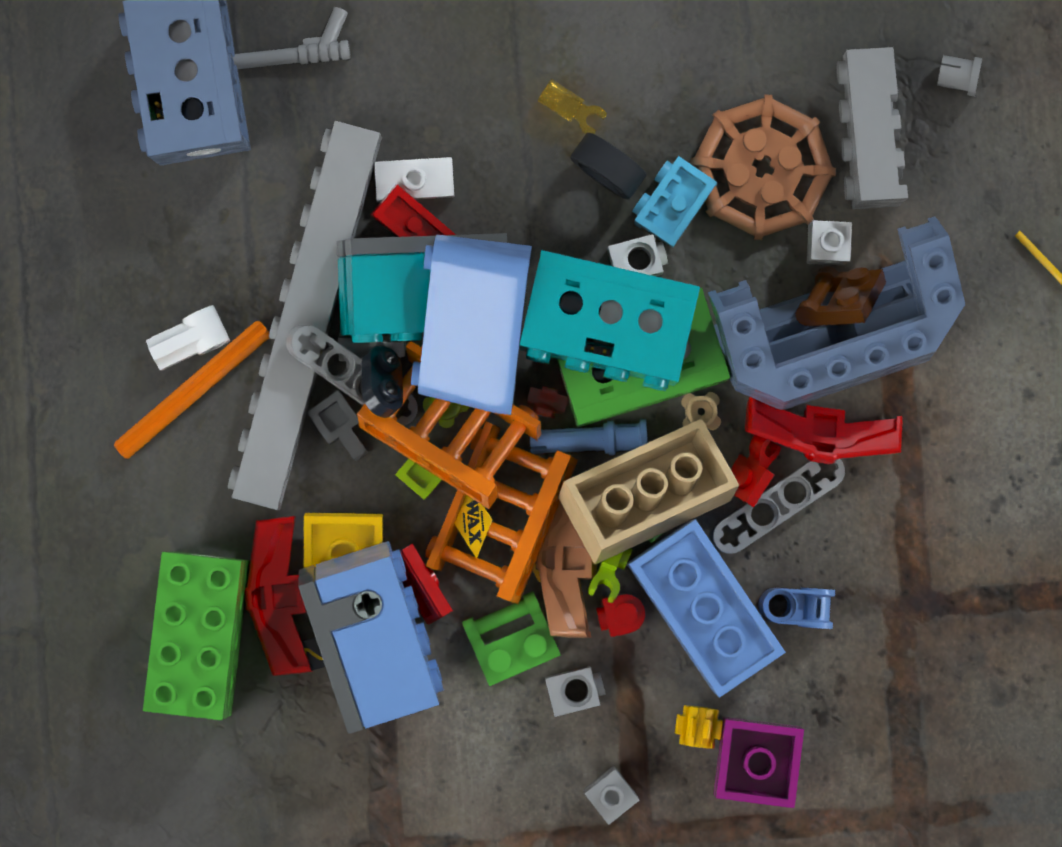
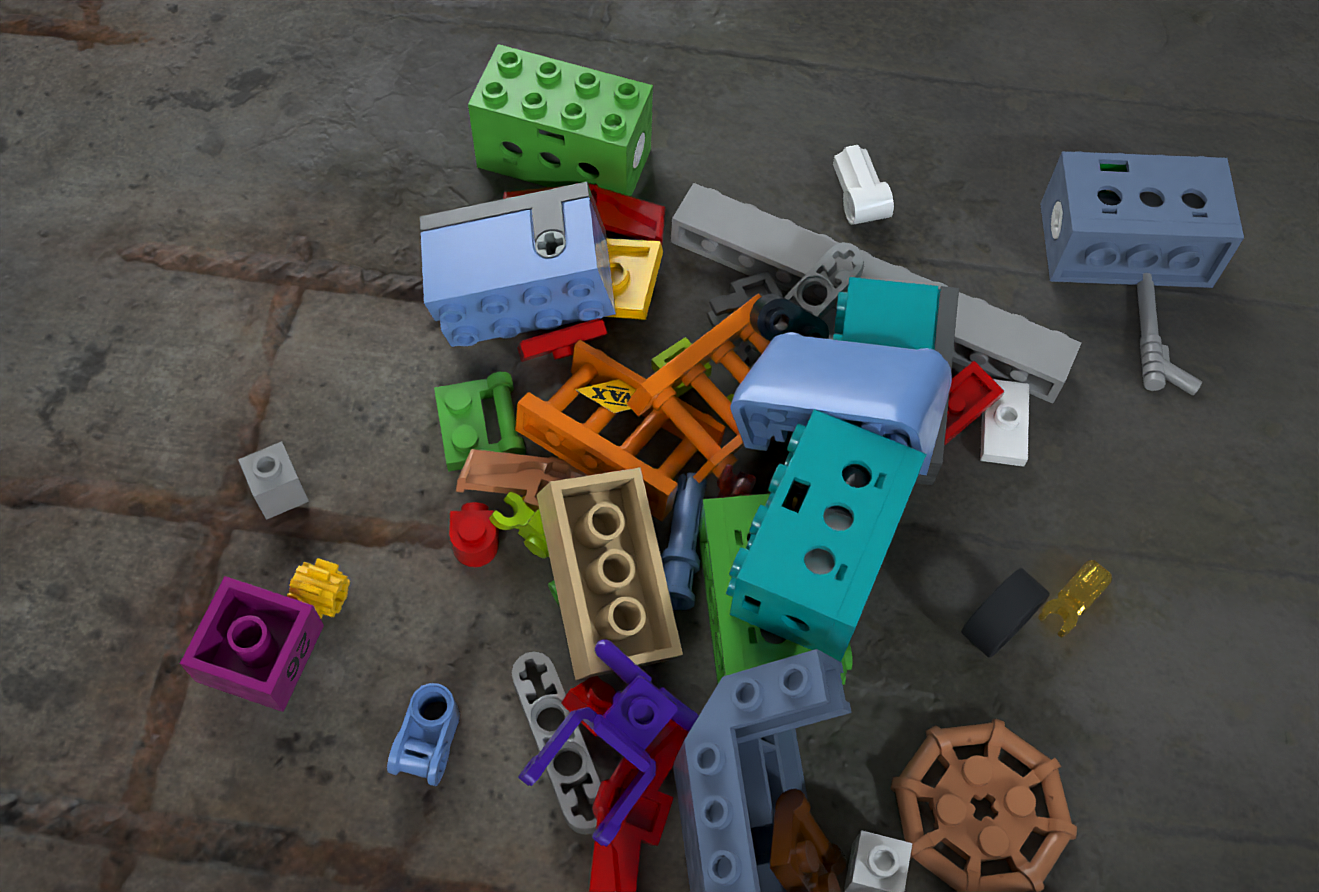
camera: 100 degrees right, 25 degrees down
(192, 389) = (807, 182): orange axle -> none
(561, 703) = (400, 450): light grey brick -> none
(619, 254) = (893, 612): white brick -> none
(674, 202) = (953, 683): medium azure bracket -> none
(705, 608) = (452, 606): medium blue piece -> none
(708, 403) = (698, 683): tan plate -> none
(785, 450) = (626, 726): none -> dark purple piece

